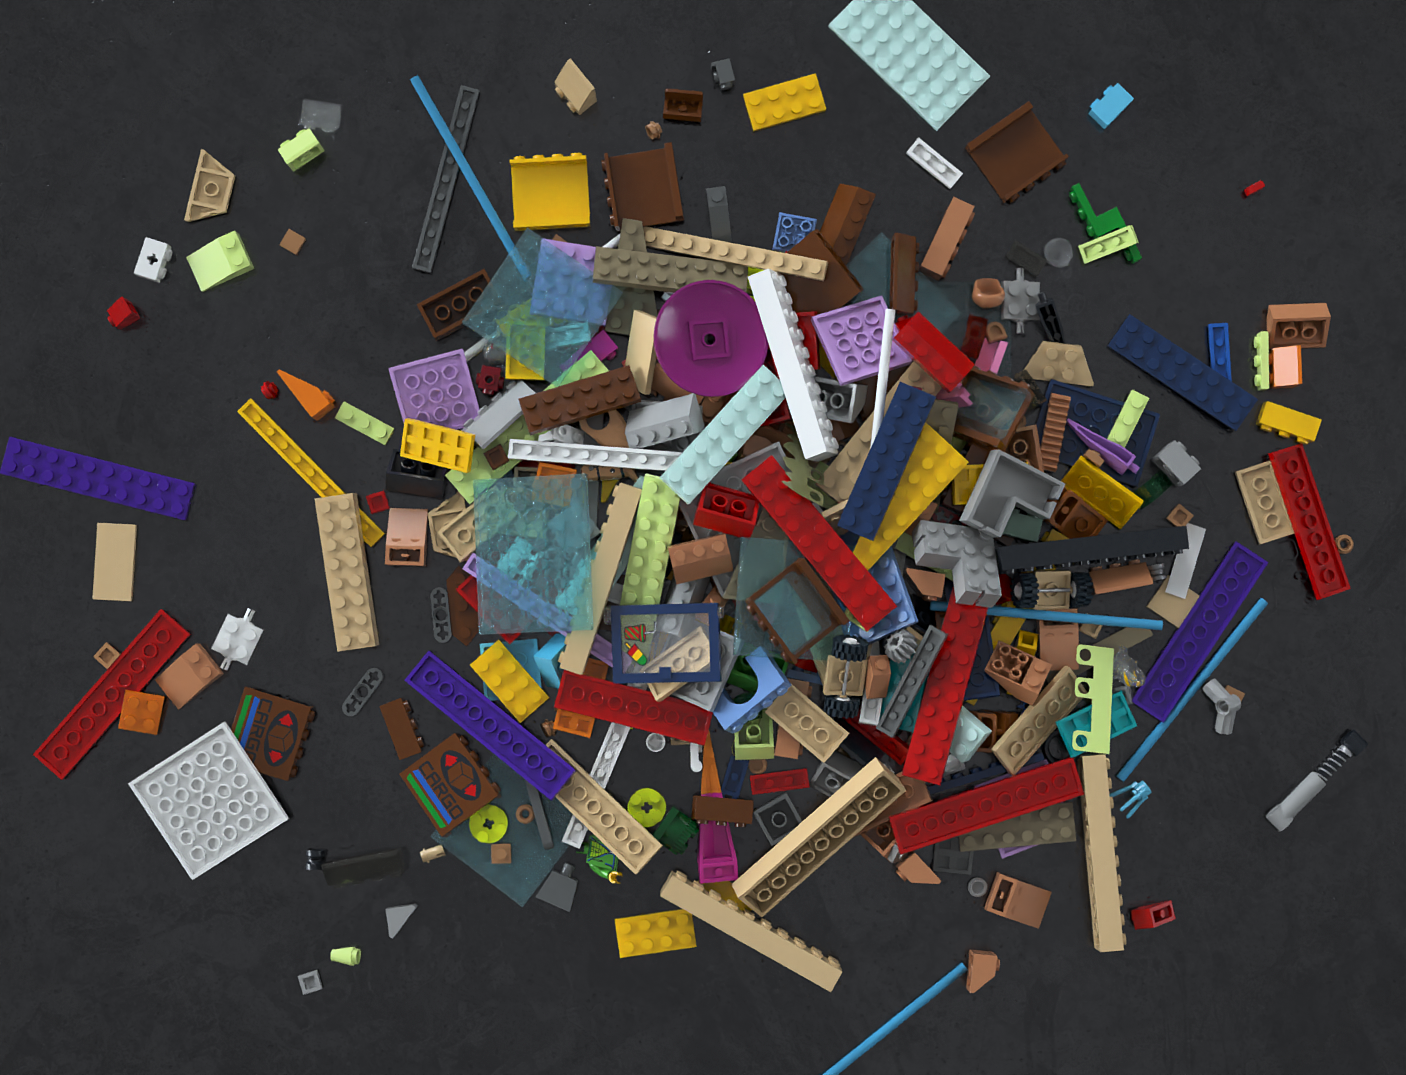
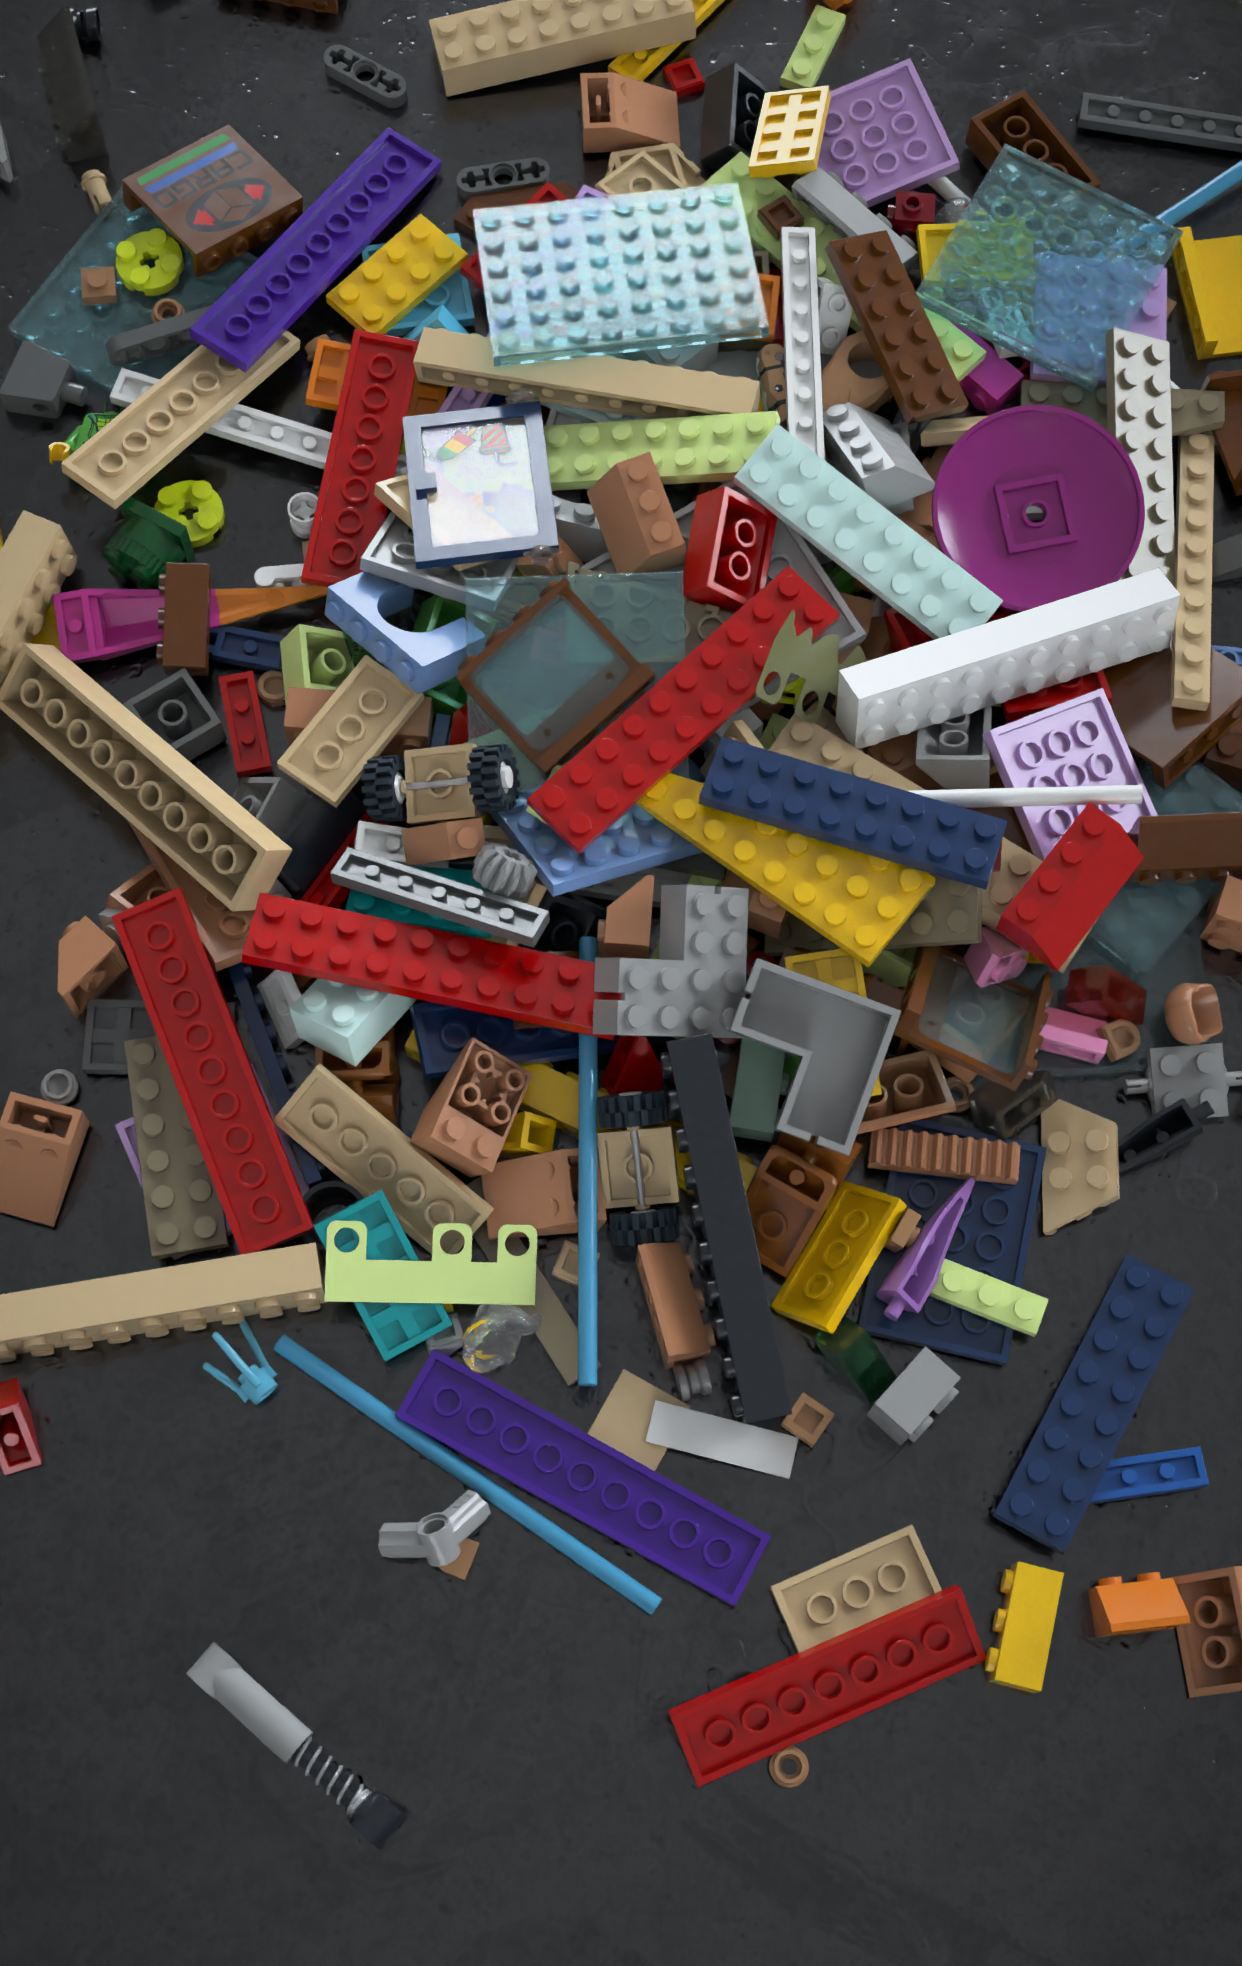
camera: 80 degrees right, 15 degrees down
(402, 728) = (307, 130): reddish brown brick -> none
(1261, 361) = (1142, 1561): yellowish green plate -> none

